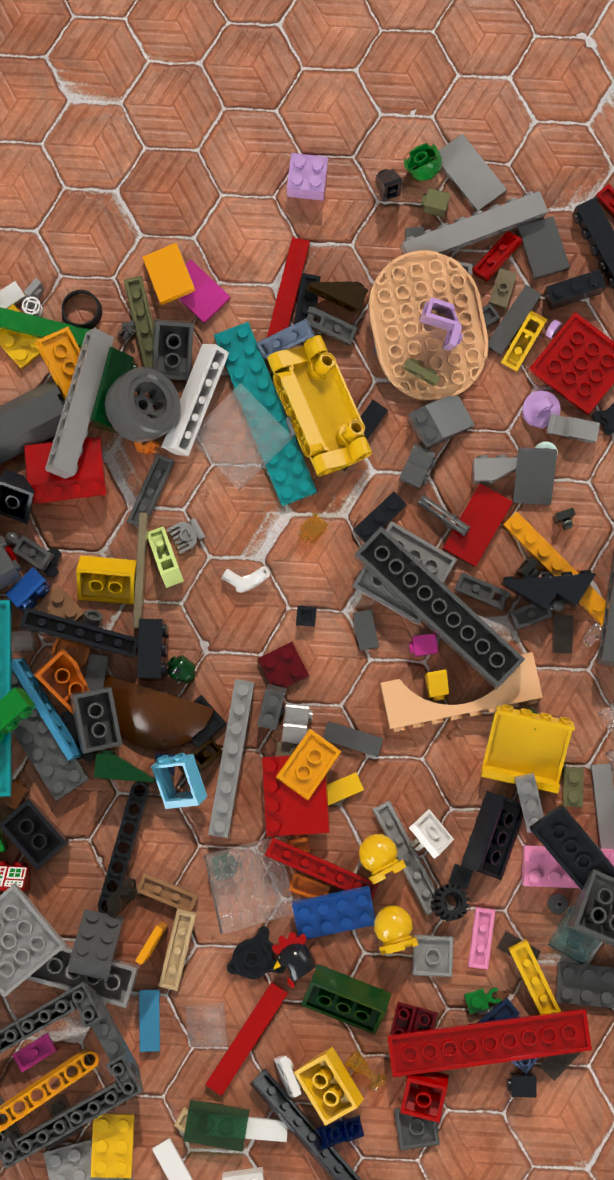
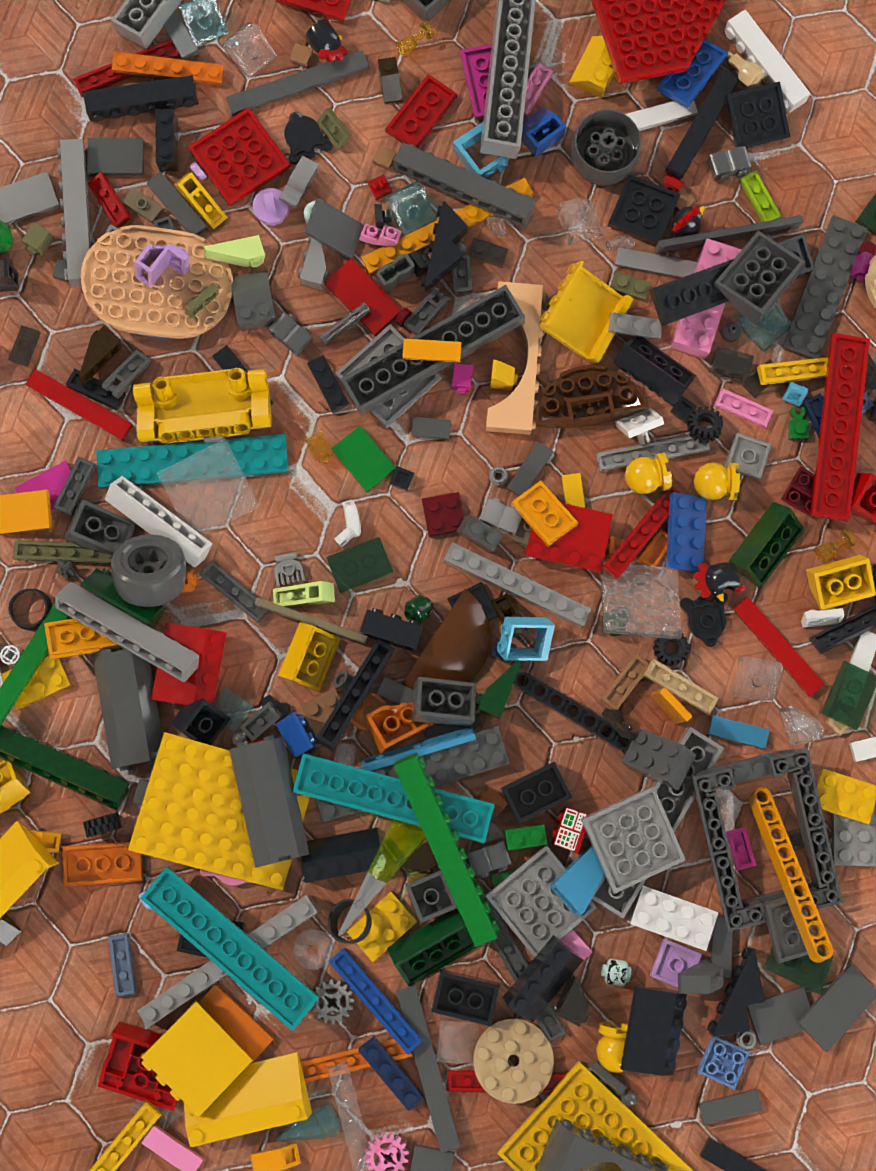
camera: 80 degrees left, 0 degrees up
(40, 523) = (233, 707): none -> clear light blue piece
(168, 1082) = (800, 726): none -> clear slope
(202, 933) = (671, 659): none -> black tyre
(207, 313) = (75, 486): none -> dark grey tile
(210, 601) = (359, 564): none -> clear green tile
(286, 338) = (126, 418): sand blue tile -> none
(315, 573) = (363, 459): none -> green tile
(329, 224) = (24, 346): none -> clear smoke plate
(332, 714) = (498, 470): none -> light grey plate
(434, 606) = (431, 350): none -> light orange tile
(442, 776) = (588, 398): none -> reddish brown brick
(468, 569) = (402, 316): none -> dark red tile
(482, 392) = (239, 252): none -> yellowish green slope
(505, 545) = (399, 271): none -> dark grey brick
(511, 987) = (795, 394): none -> medium azure tile
(522, 912) = (731, 364): none -> clear smoke brick
(543, 521) = (385, 237): none -> bright pink slope
(582, 544) = (410, 208): none -> clear light blue slope
(595, 508) = (379, 187): none -> red tile

